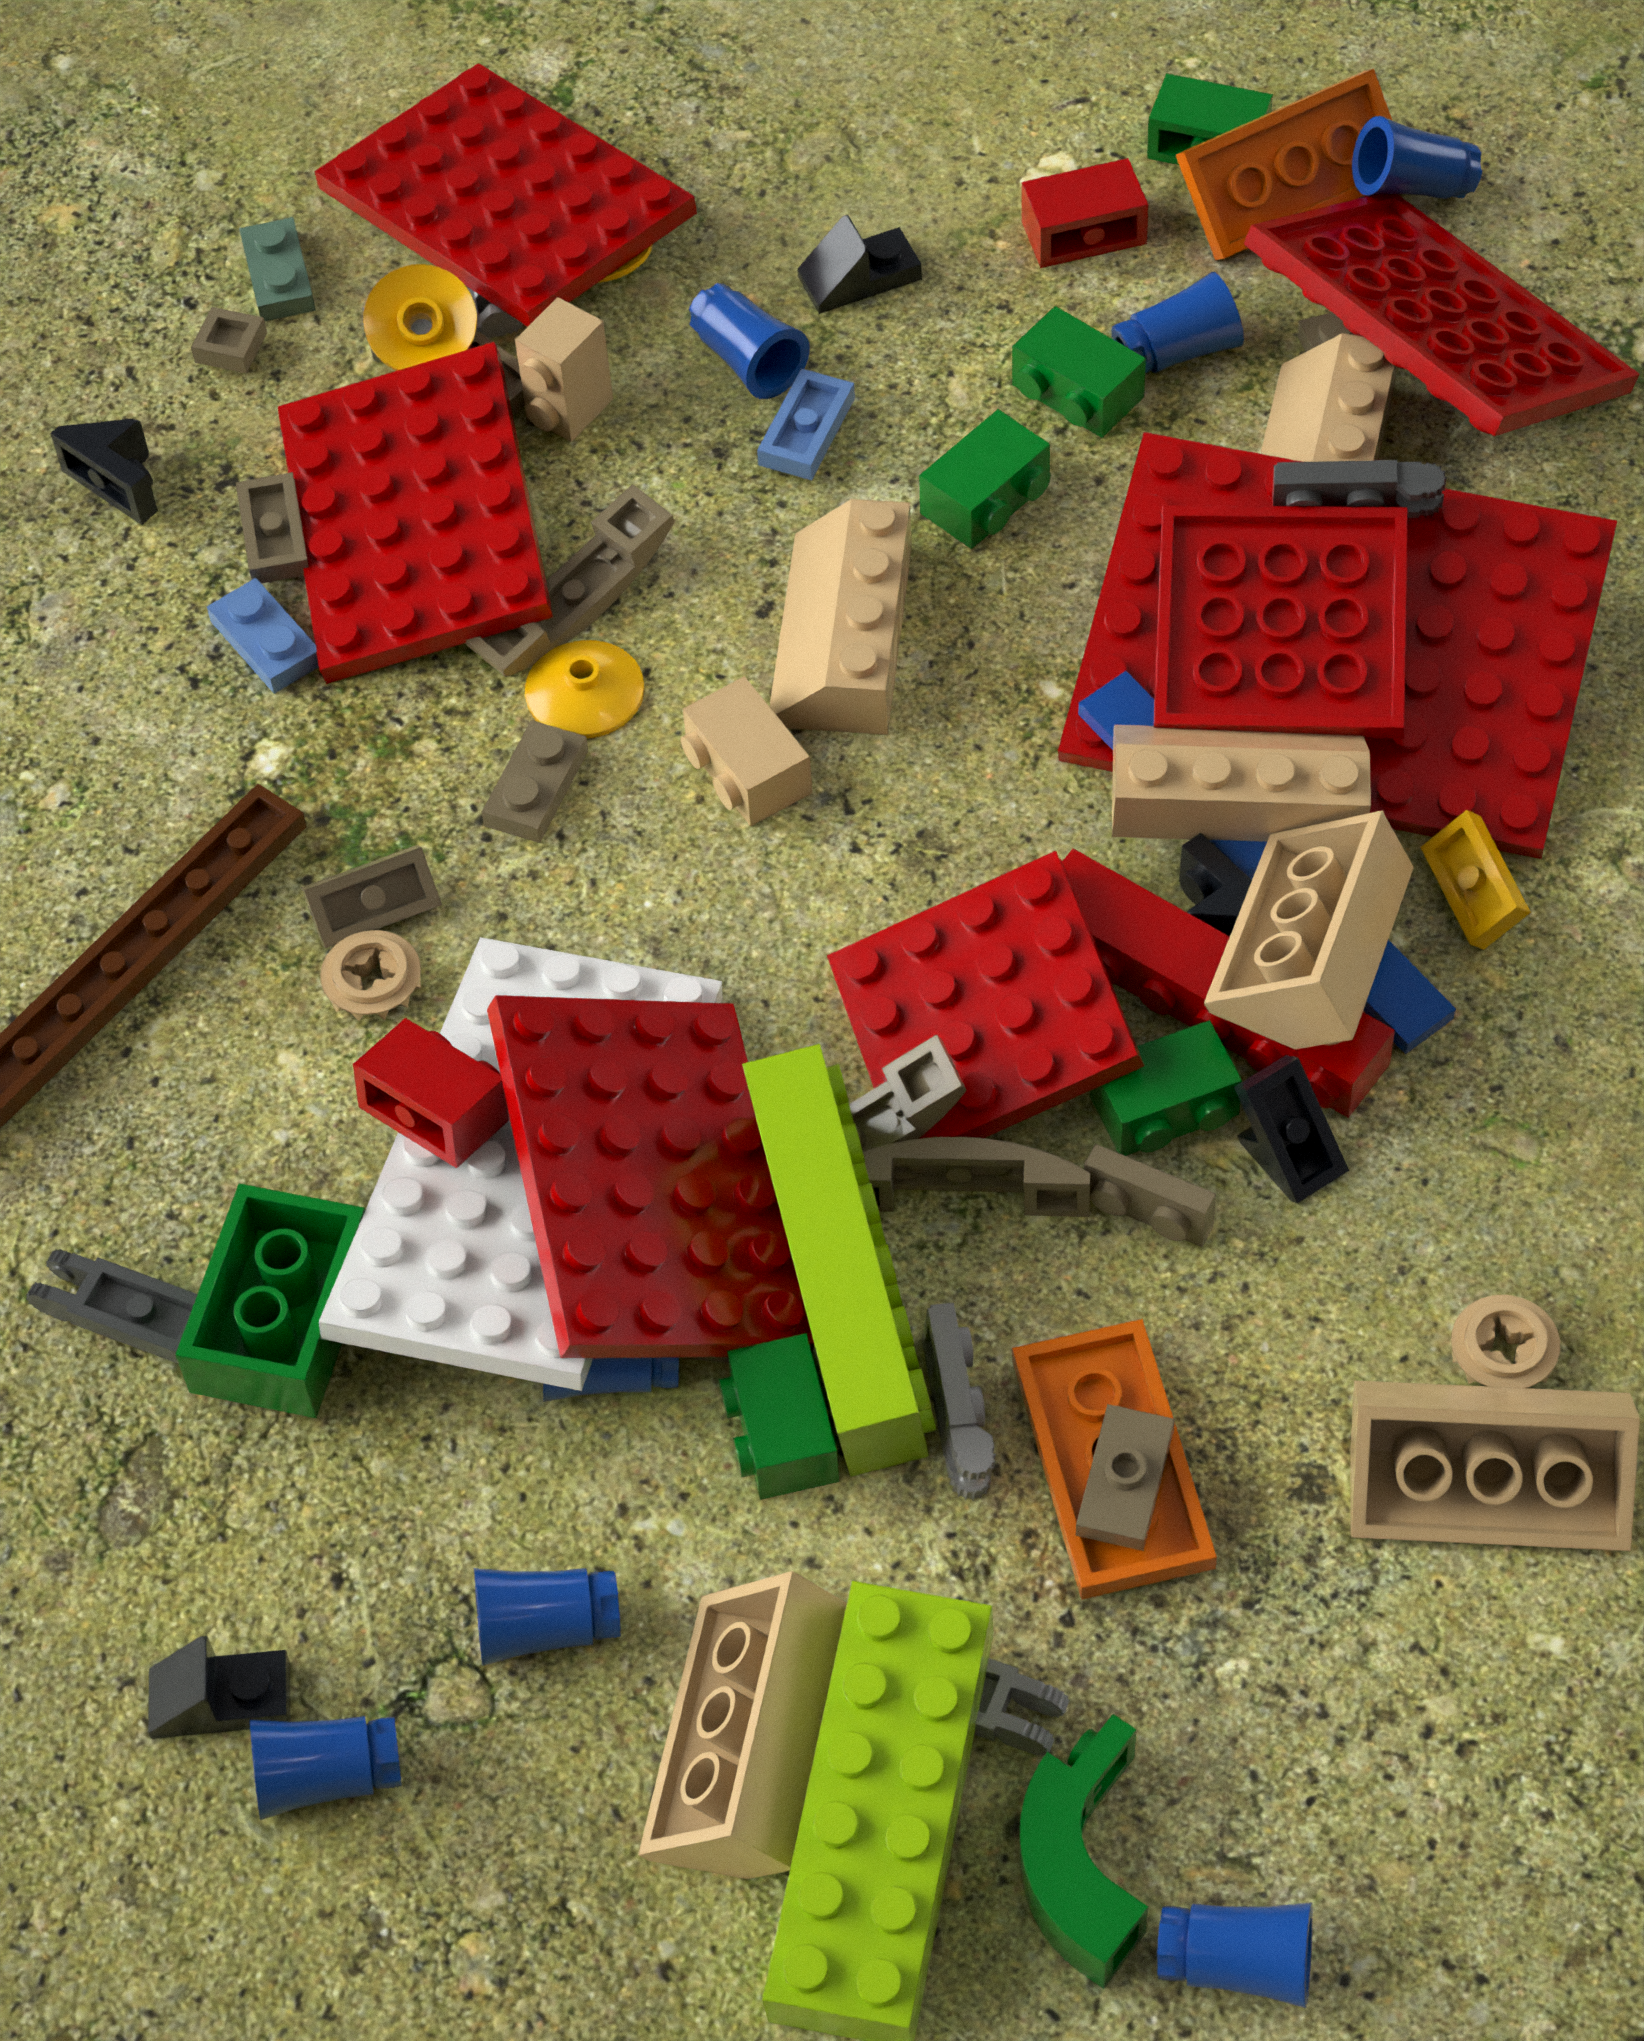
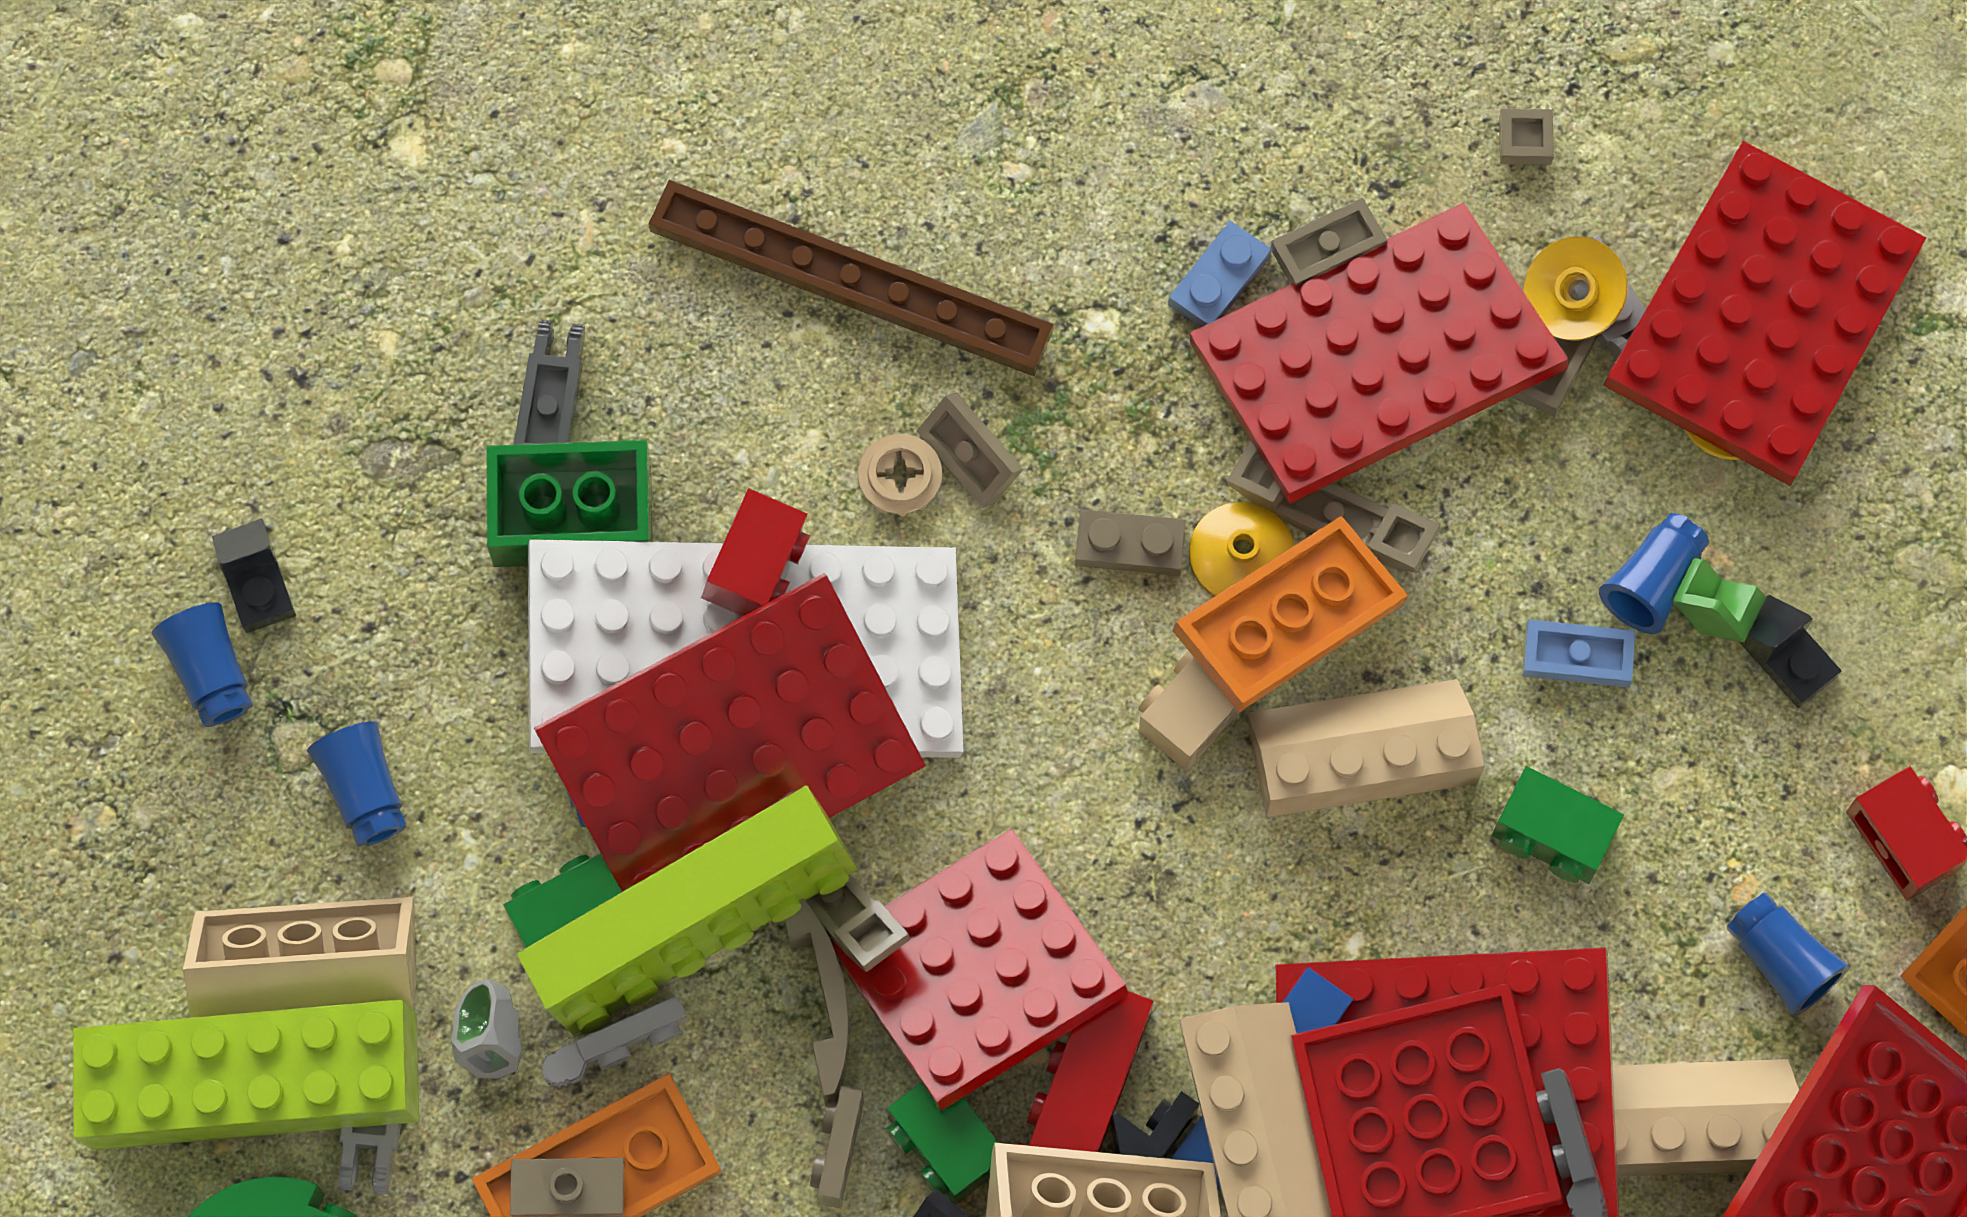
camera: 70 degrees right, 15 degrees up
(109, 463) = (1357, 84): black slope -> none
(277, 269) = (1627, 148): sand green plate -> none
(564, 369) = (1553, 426): tan brick -> none
(683, 630) = (1289, 613): none -> orange plate
(801, 296) = (1717, 605): none -> bright green panel
(901, 1533) = (487, 1031): none -> light grey rock
(1078, 372) = (1708, 874): green brick -> none

